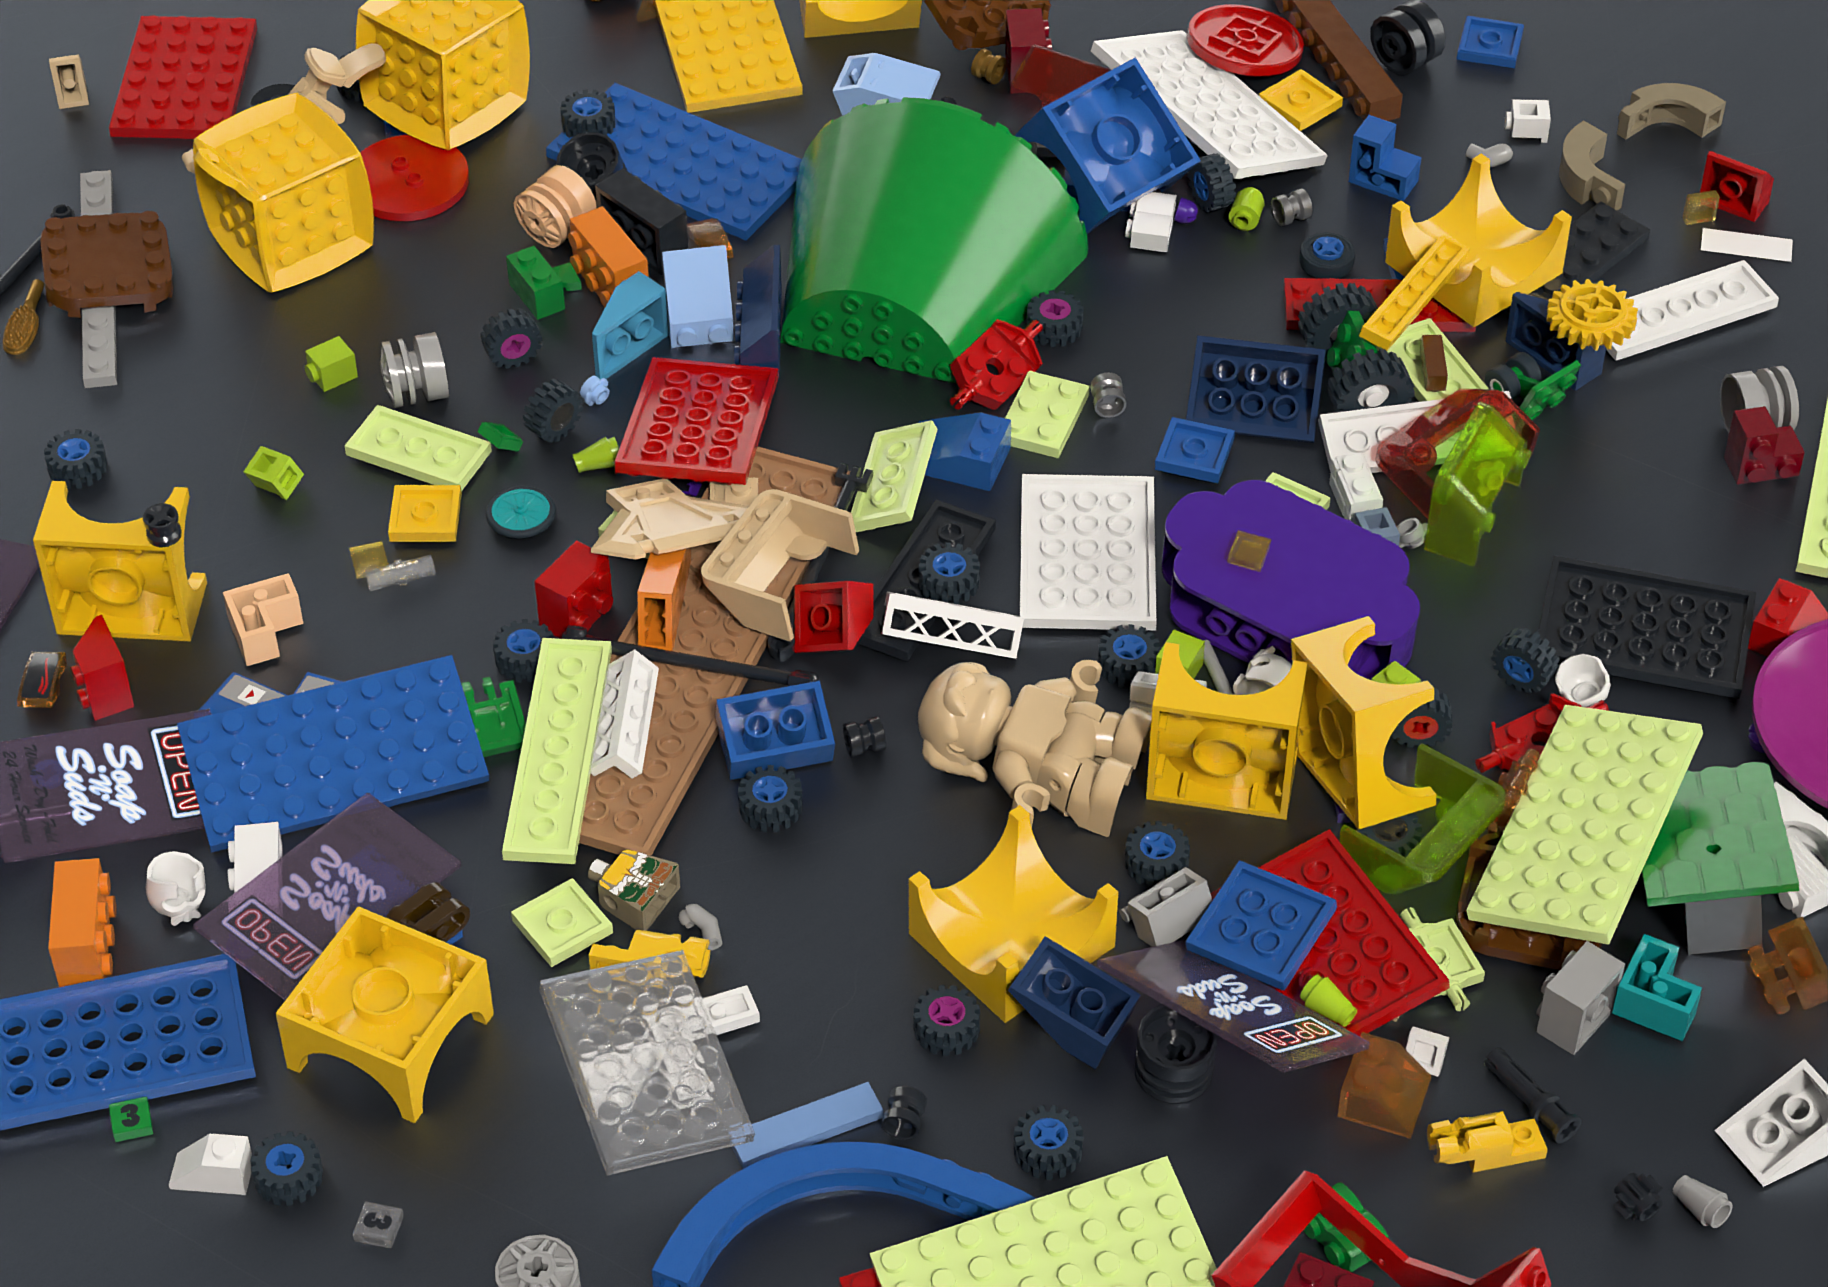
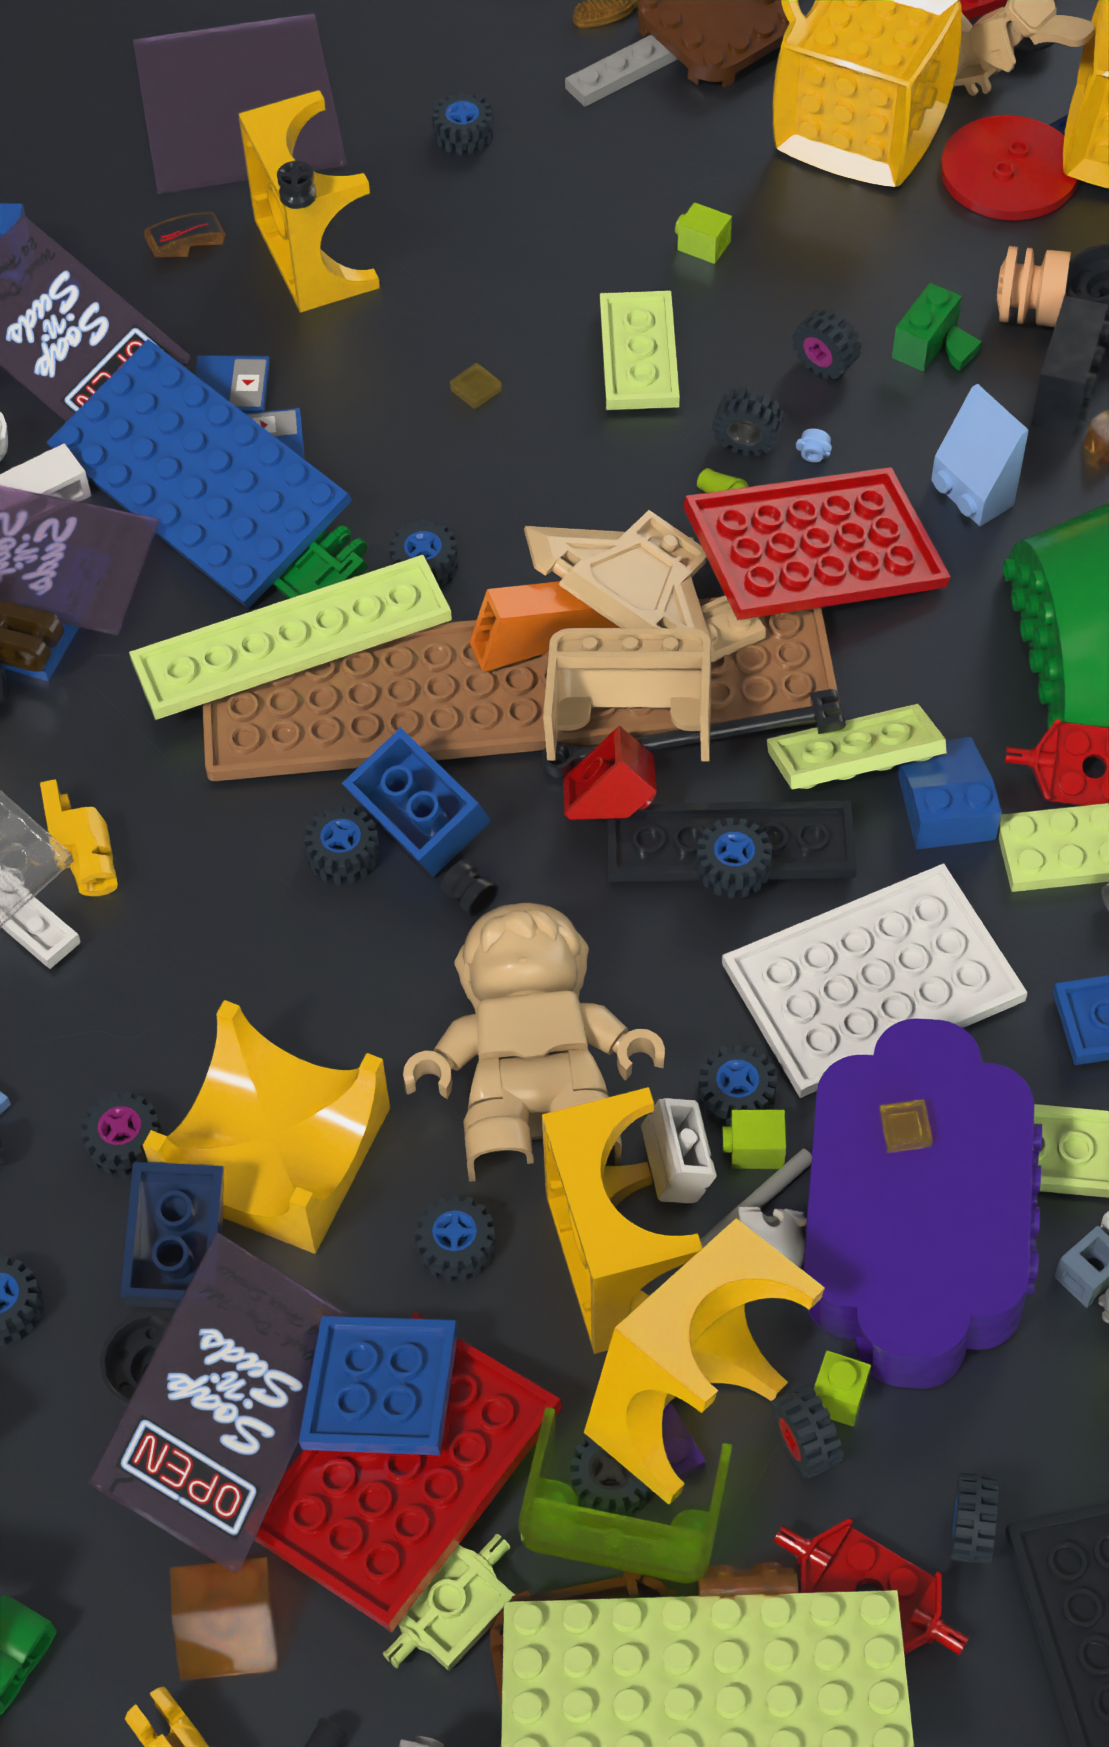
camera: 65 degrees right, 10 degrees up
(100, 672) = (201, 261): red slope -> none
(259, 612) = (334, 334): light nougat brick -> none
(273, 472) = (531, 261): lime brick -> none
(400, 572) = (470, 415): clear pin -> none
(414, 370) = (724, 291): light grey wheel -> none
(425, 513) = (556, 395): yellow plate -> none
(500, 436) = (696, 402): green tile -> none
(520, 512) = (608, 466): teal wheel -> none
(562, 922) = (91, 747): yellowish green plate -> none
(574, 589) = (498, 549): red brick -> none
(603, 252) = (990, 357): orange brick -> none
(628, 713) = (366, 671): white fence -> none
(629, 324) = (900, 419): dark azure slope -> none
(635, 886) = (160, 785): torso -> none
(699, 662) = (498, 790): black hinge -> none
(705, 921) = (153, 864): light grey arm -> none
(760, 312) = (986, 539): dark blue slope -> none
(956, 612) = (682, 892): white fence -> none
(1169, 908) = (370, 1279): light grey brick -> none
(1327, 1000) = (296, 1501): lime cone -> none
(1427, 1049) = (298, 1644): white tile -> none
(1583, 680) = (987, 1603): white hair -> none

